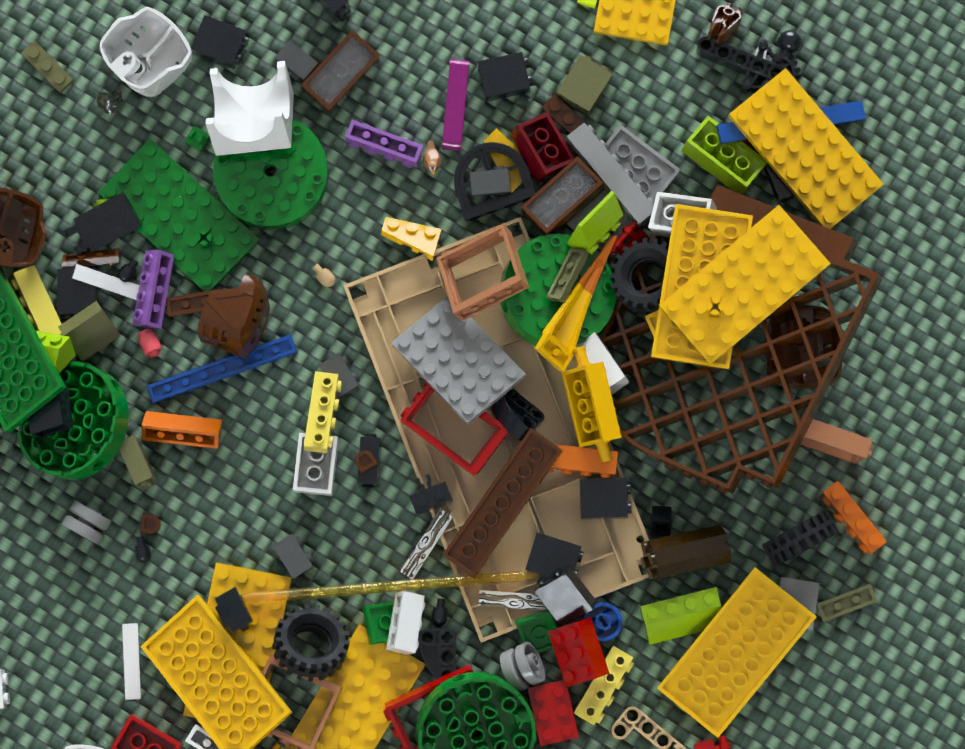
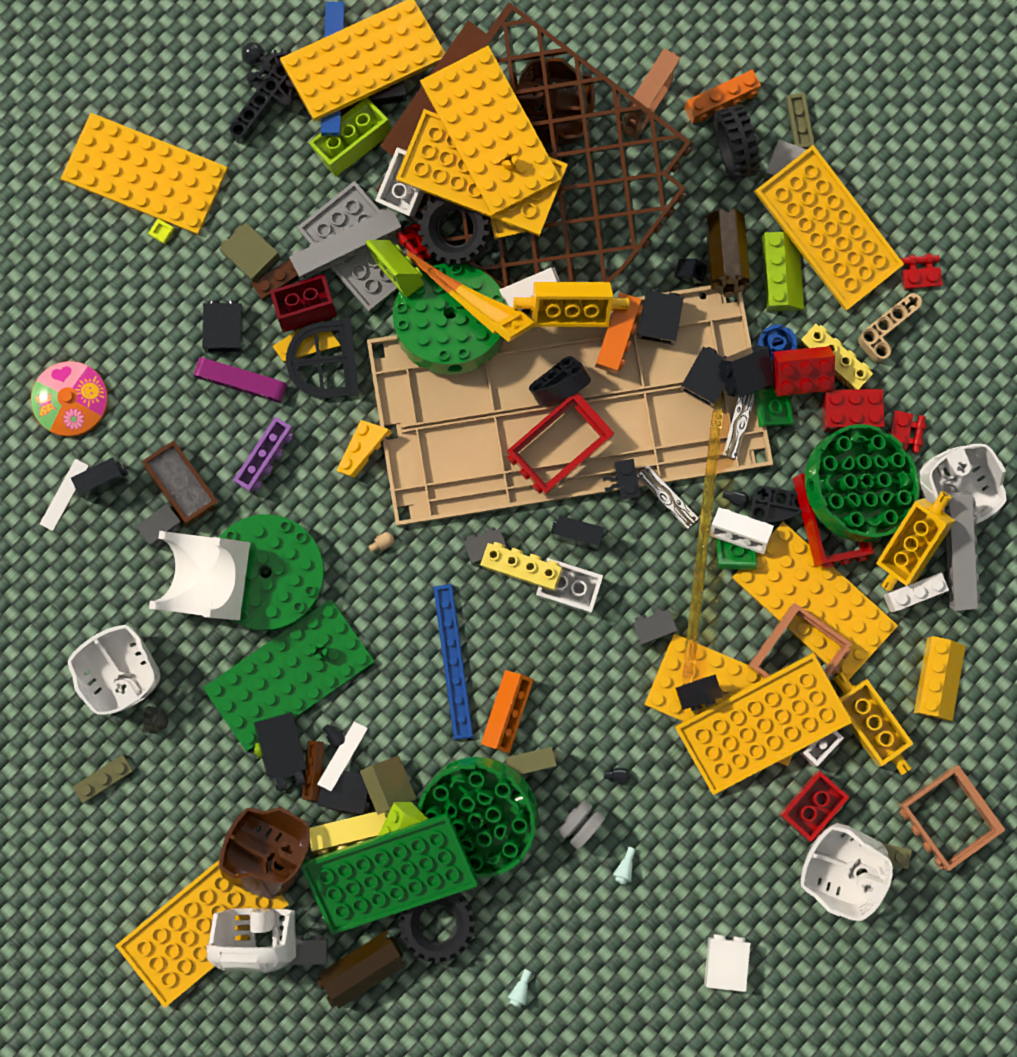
camera: 85 degrees left, 0 degrees up
(51, 574) = (624, 871): none -> light aqua cone
(53, 416) = (473, 835): black brick -> none
(131, 661) = (724, 808): white sticker -> none
(149, 343) = (412, 727): coral brick -> none
(150, 524) = (593, 763): reddish brown tile -> none
(153, 289) = (359, 713): medium lavender brick -> none
(186, 304) = (381, 674): reddish brown plate -> none
(197, 138) = (213, 640): green tile -> none
(220, 42) = (120, 597): black brick -> none
(235, 317) = (410, 631): reddish brown piece -> none
(311, 621) = (729, 608): black tyre -> none
(365, 461) = (580, 533): reddish brown tile -> none
(431, 158) = (289, 413): medium nougat animal -> none
(458, 361) = (497, 425): light grey plate -> none
(490, 182) = (327, 359): dark grey brick -> none
(493, 295) = (445, 375): nougat window -> none
(502, 502) = (646, 411): reddish brown plate -> none
(522, 666) = (806, 427): light grey wheel -> none
(562, 197) = (358, 293): brick -> none
(567, 275) = (439, 301): olive plate -> none
(725, 23) = (220, 107): reddish brown hinge -> none

